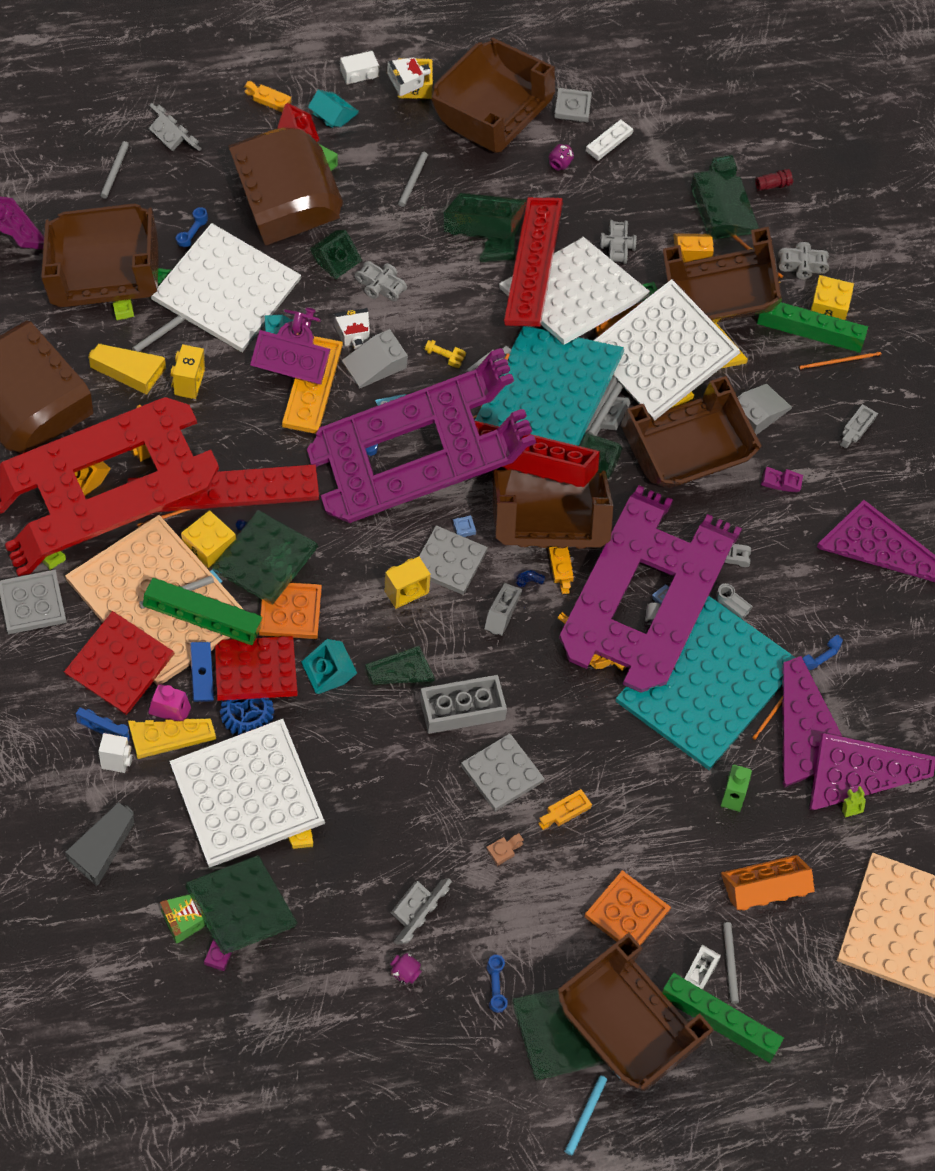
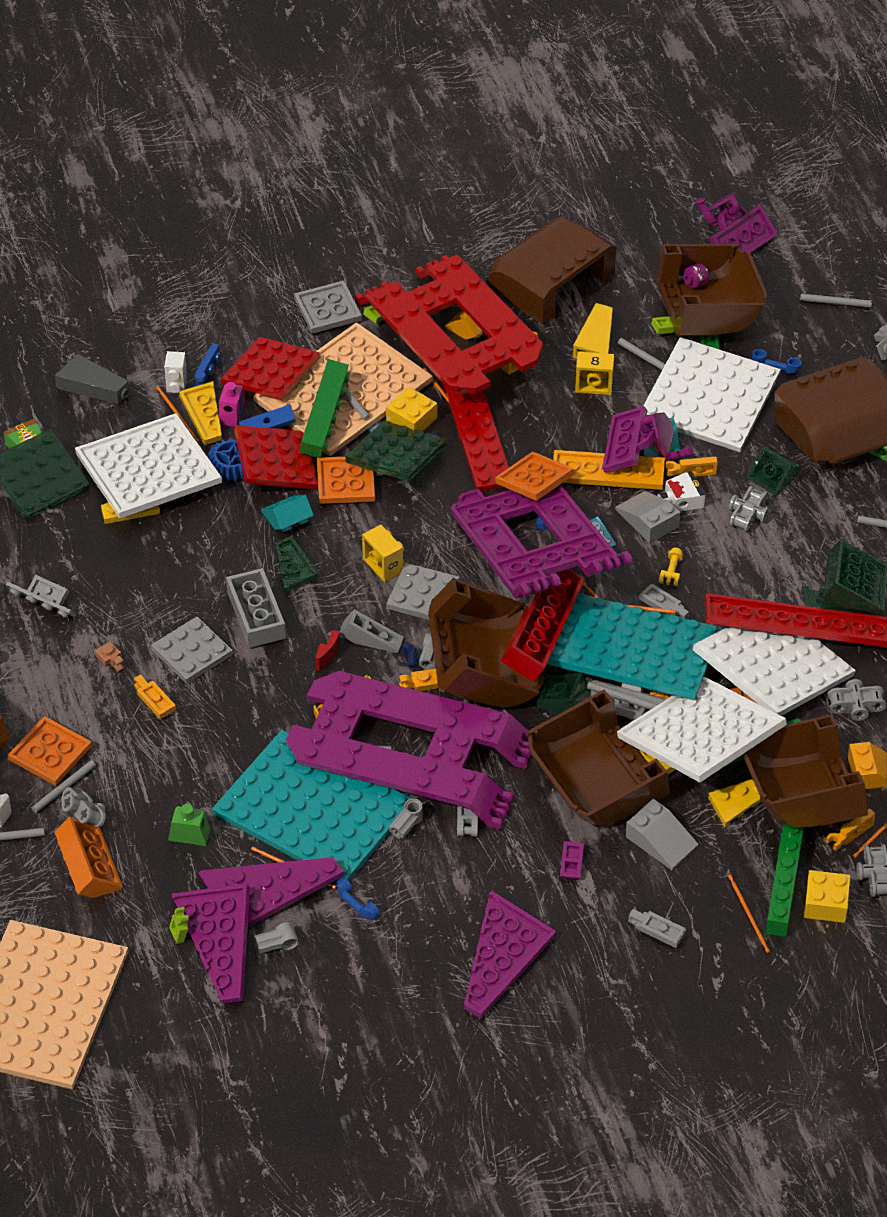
camera: 90 degrees right, 10 degrees down
(70, 267) = (696, 275): none -> magenta head
(156, 765) = (175, 411): none -> orange piece
(320, 304) = (699, 466): none -> light orange plate
(323, 440) = (534, 476): none -> orange plate
(524, 557) = (427, 657): none -> light grey piece
(526, 650) = (327, 652): none -> red slope
(671, 902) = (67, 783): none -> light grey bar
(706, 885) = (83, 807): none -> light grey axle
(865, 720) = (282, 937): none -> light grey piece

